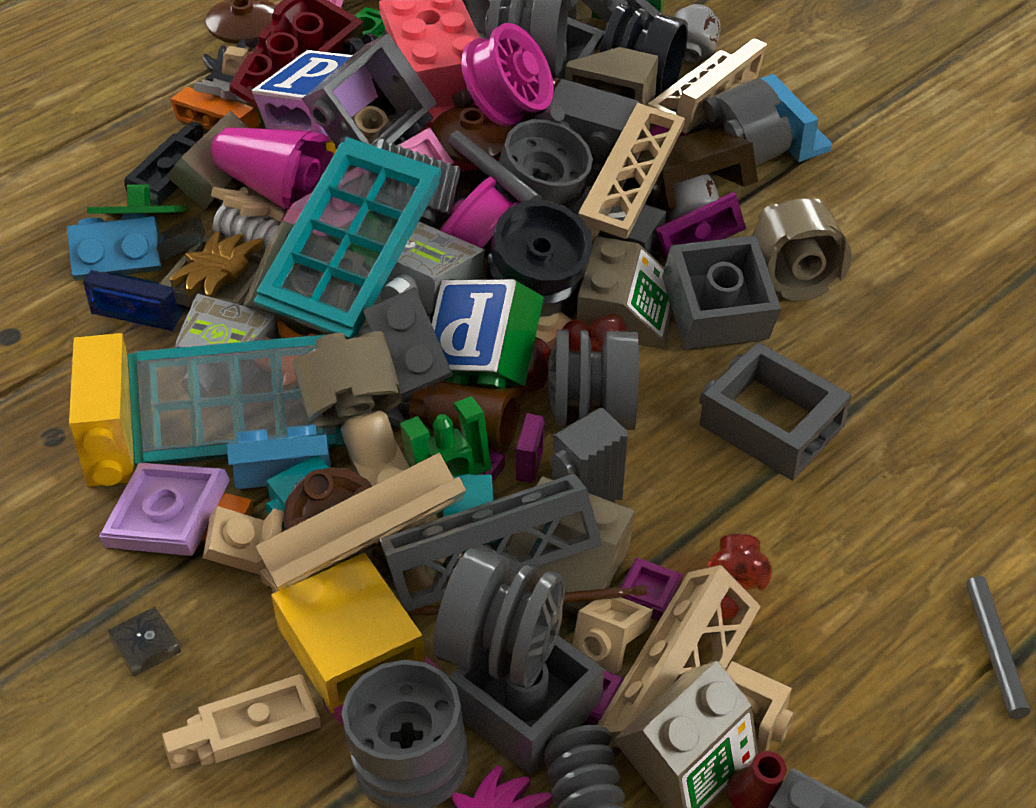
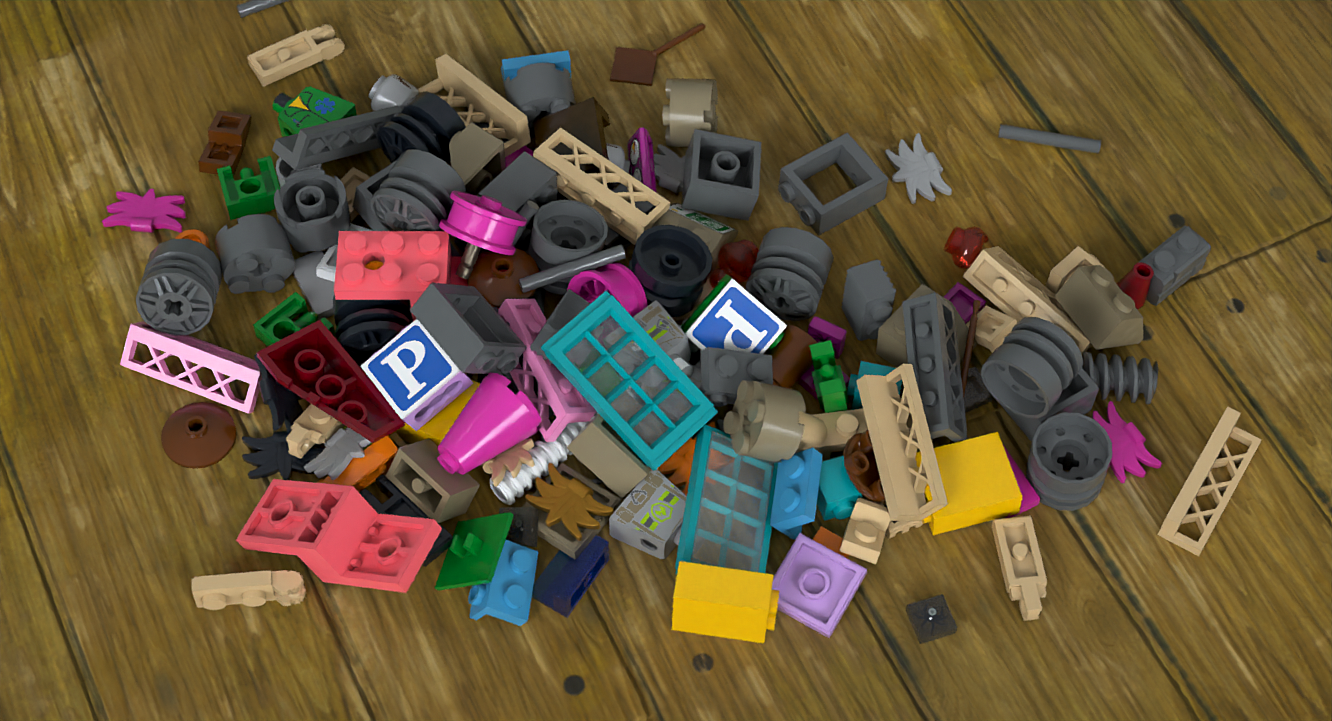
camera: 75 degrees left, 10 degrees up
(69, 80) = (249, 588): none -> tan hinge
(127, 110) = (339, 535): none -> coral bracket
(854, 503) = (918, 170): none -> light grey piece
(871, 209) = (638, 65): none -> reddish brown piece

